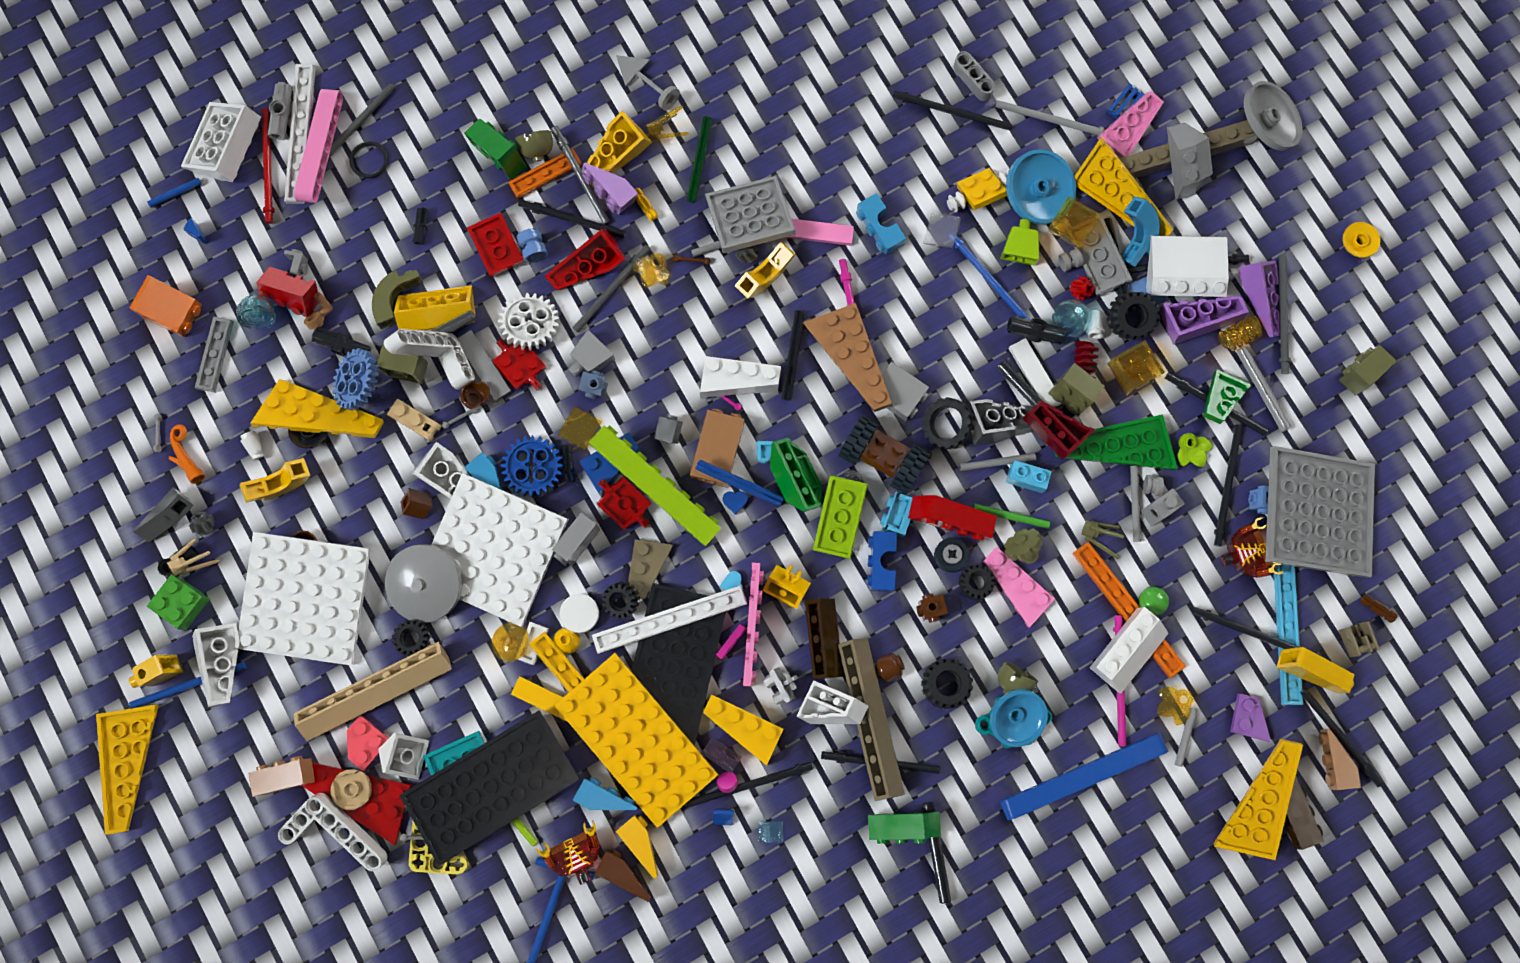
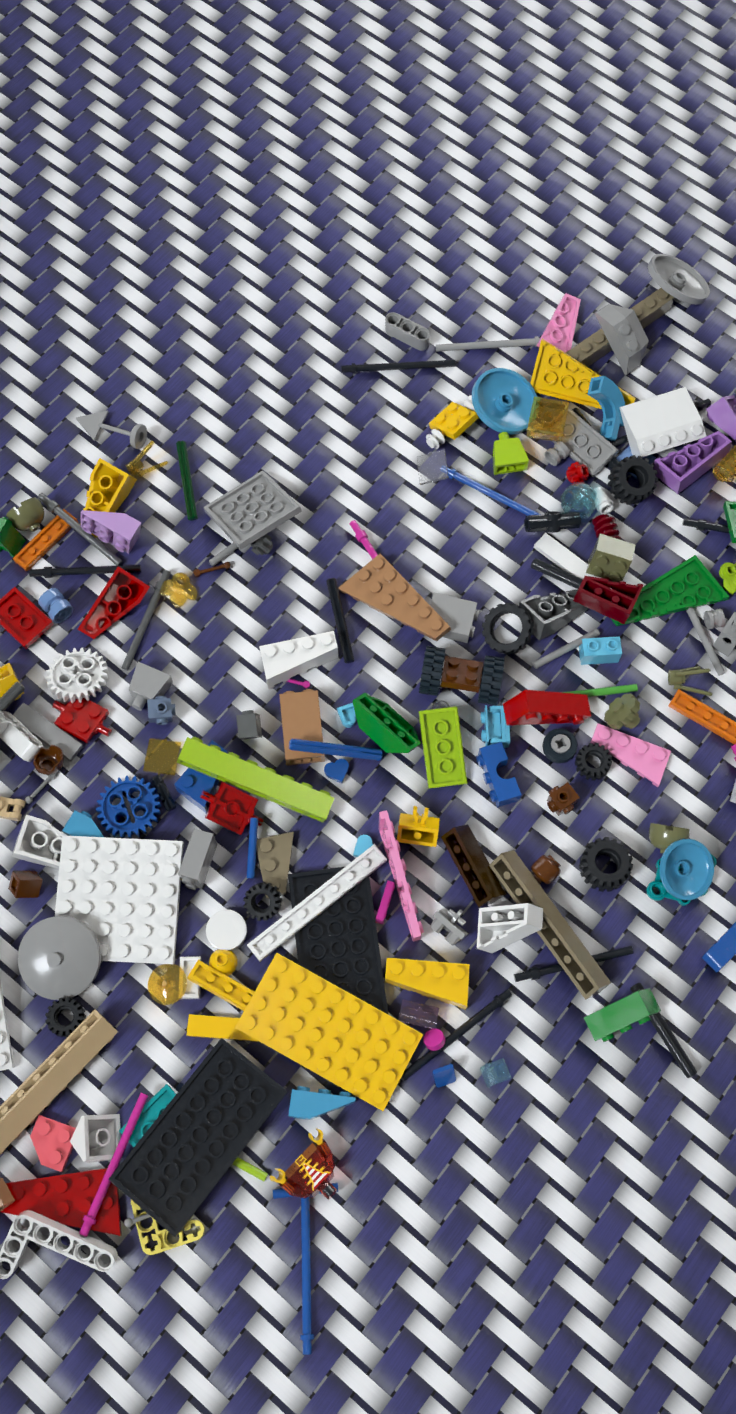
camera: 20 degrees left, 10 degrees down
(351, 789) = (55, 1194): tan tile -> none
(373, 821) = (89, 1219): none -> dark pink bar
(620, 873) = (360, 1171): reddish brown slope -> none
(629, 547) = (252, 847): none -> blue bar
(638, 840) = (368, 1131): yellow slope -> none
(645, 205) = (152, 537): yellow axle -> none
(764, 275) = (284, 561): yellow arch -> none
(822, 232) = (324, 505): bright pink tile -> none
(886, 238) = (385, 489): dark azure arch -> none
(1134, 91) = (551, 301): blue tile -> none
(1135, 367) = (654, 523): clear yellow brick -> none

